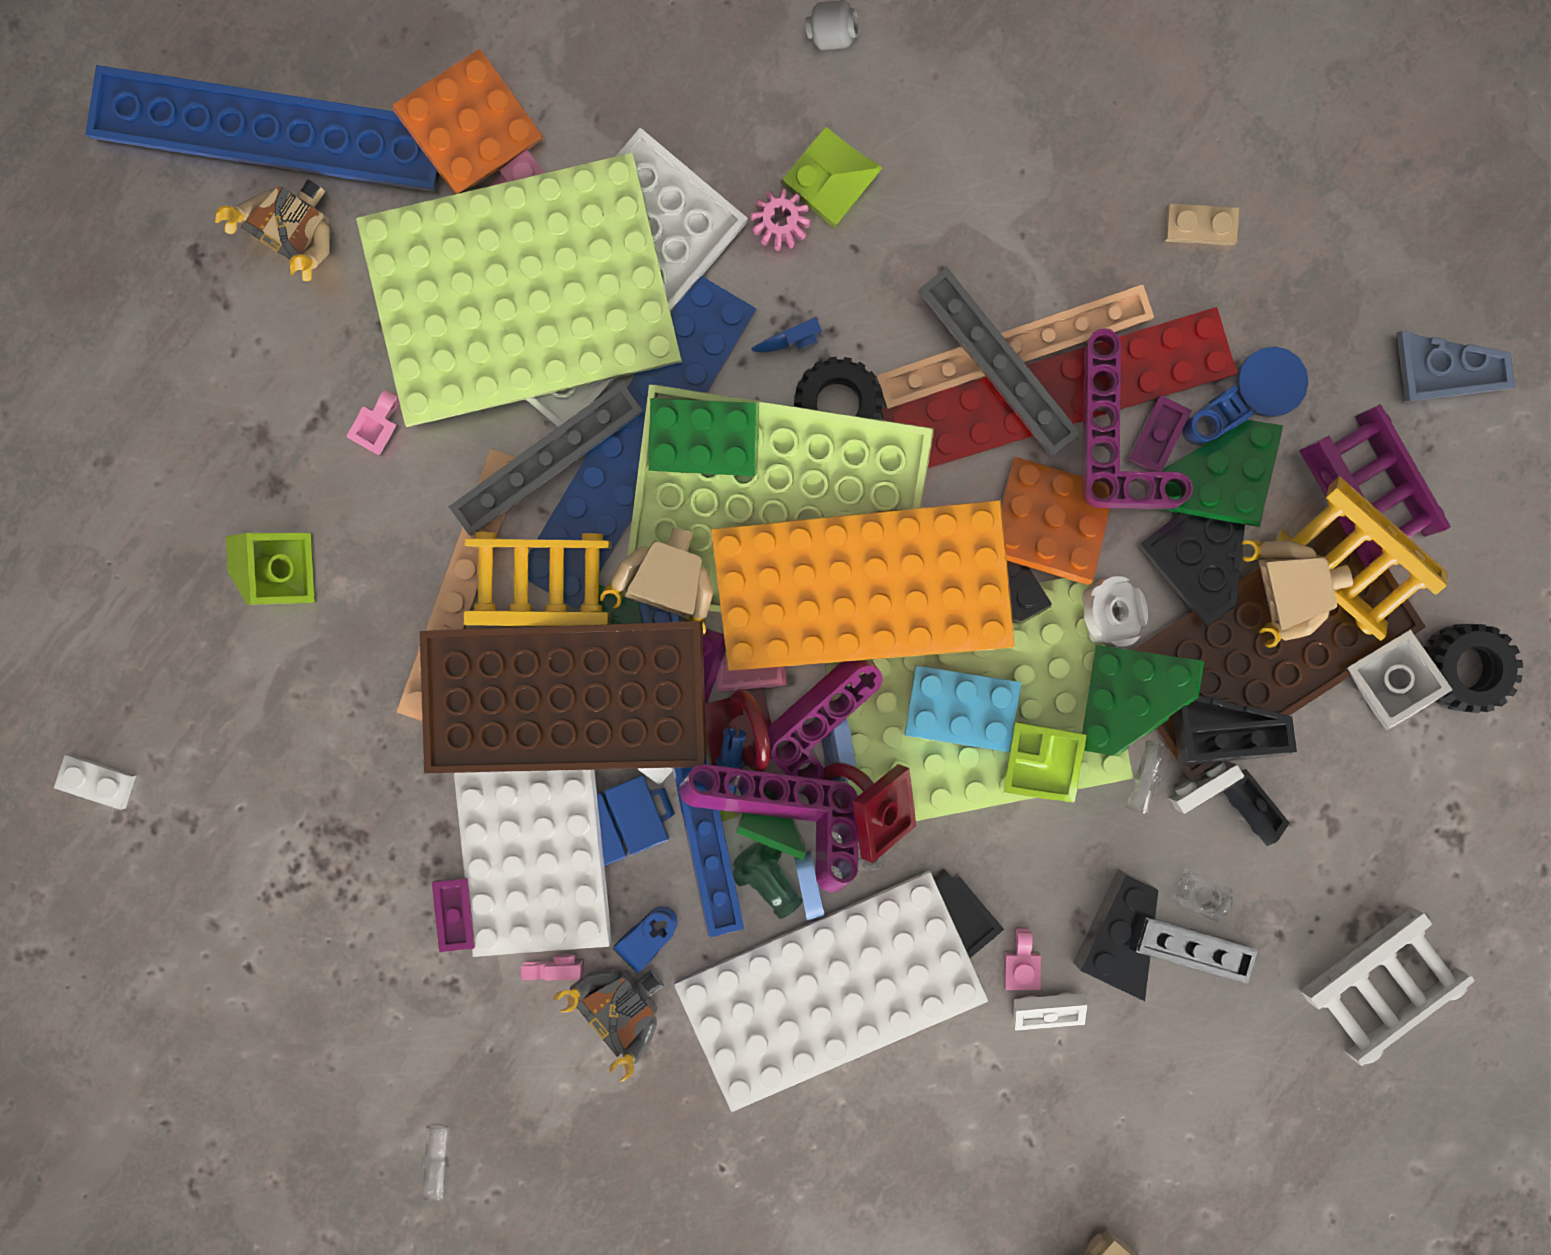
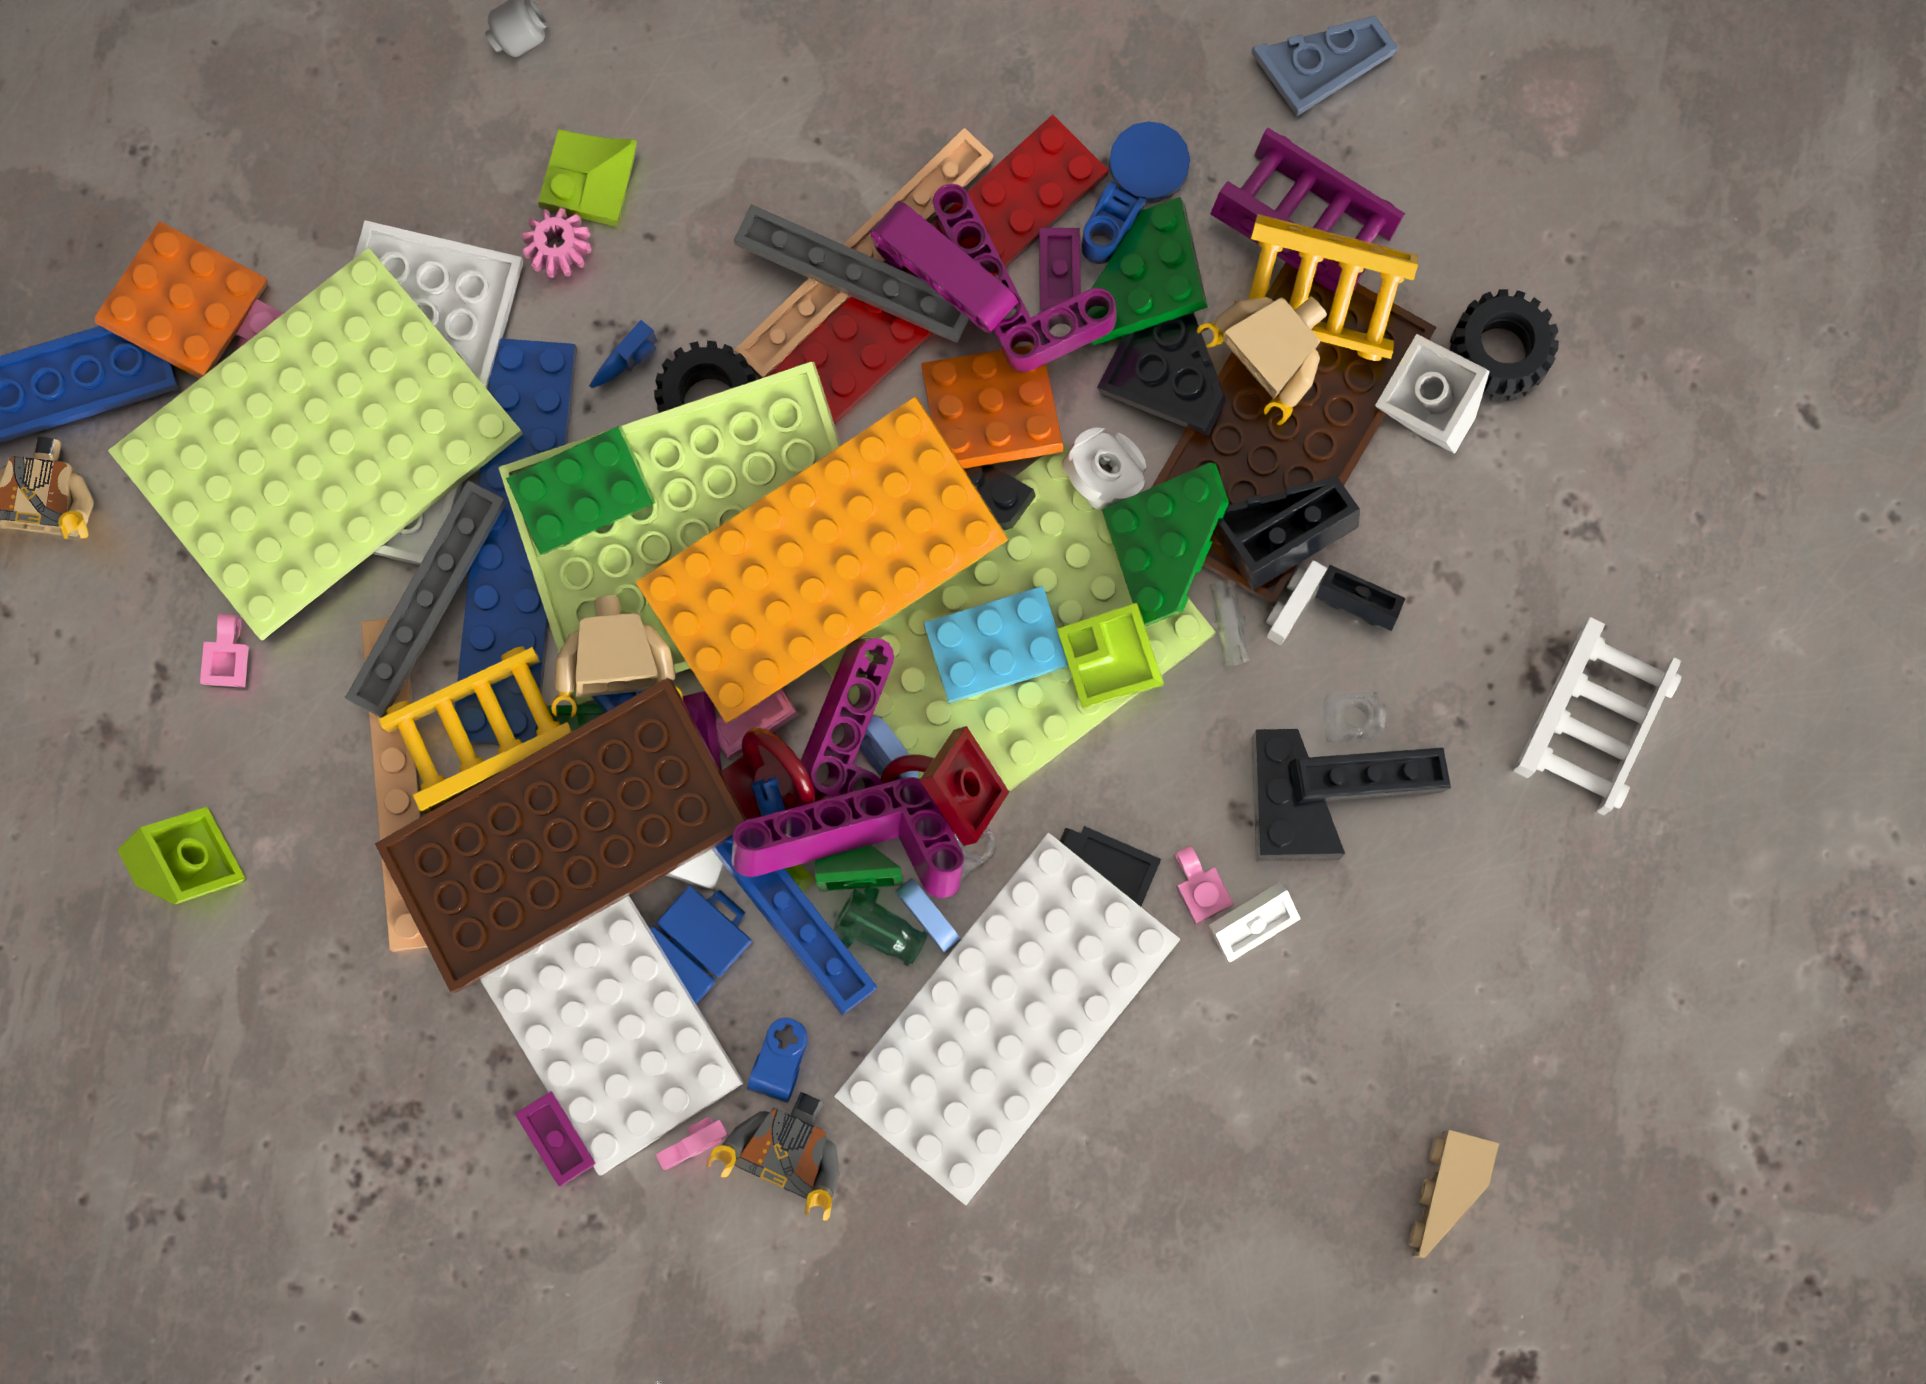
camera: 20 degrees left, 10 degrees down
(95, 781) = (90, 1191): white plate -> none
(1073, 398) = (912, 242): none -> magenta beam
(1201, 224) = (996, 42): tan plate -> none

